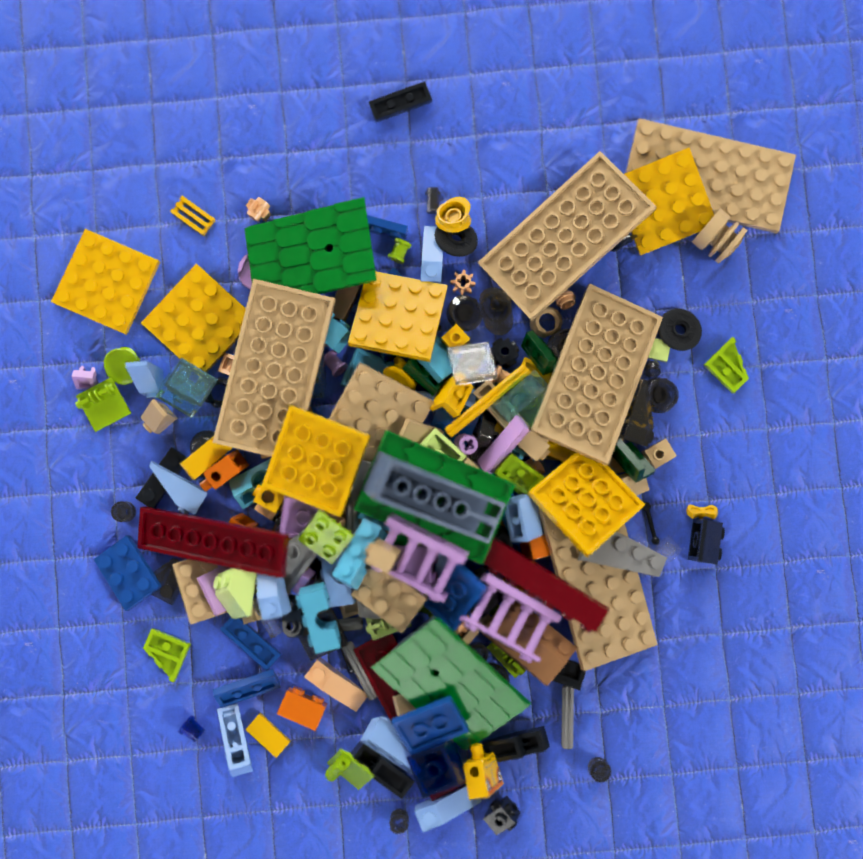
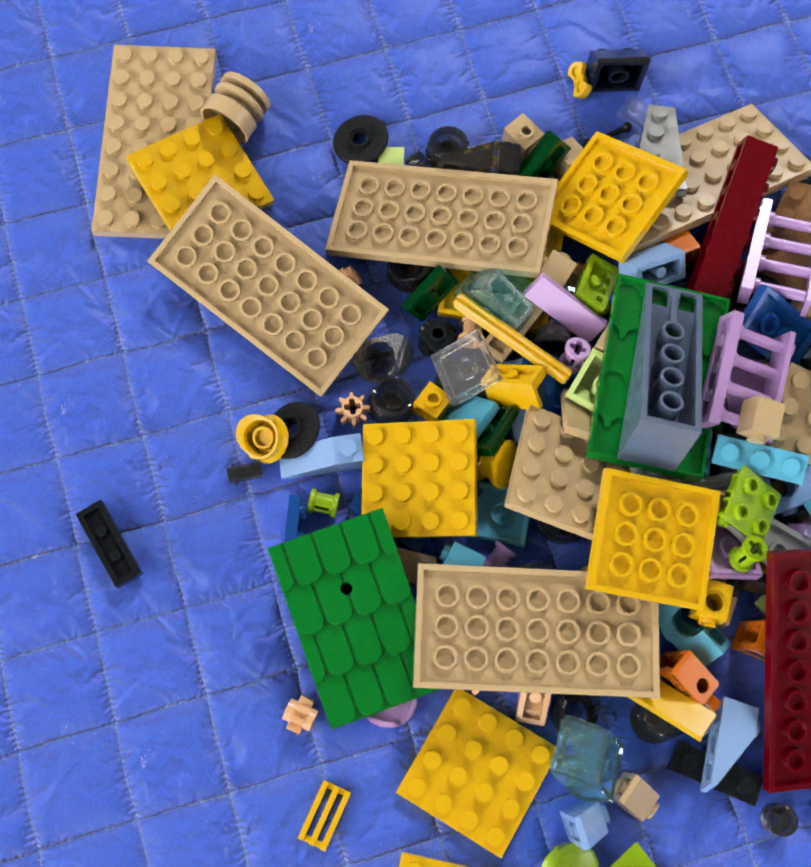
camera: 105 degrees left, 10 degrees down
(297, 521) = (757, 555): none -> lime bush
(541, 332) = (395, 305): tan piece -> none
(728, 366) = (395, 79): lime wing -> none

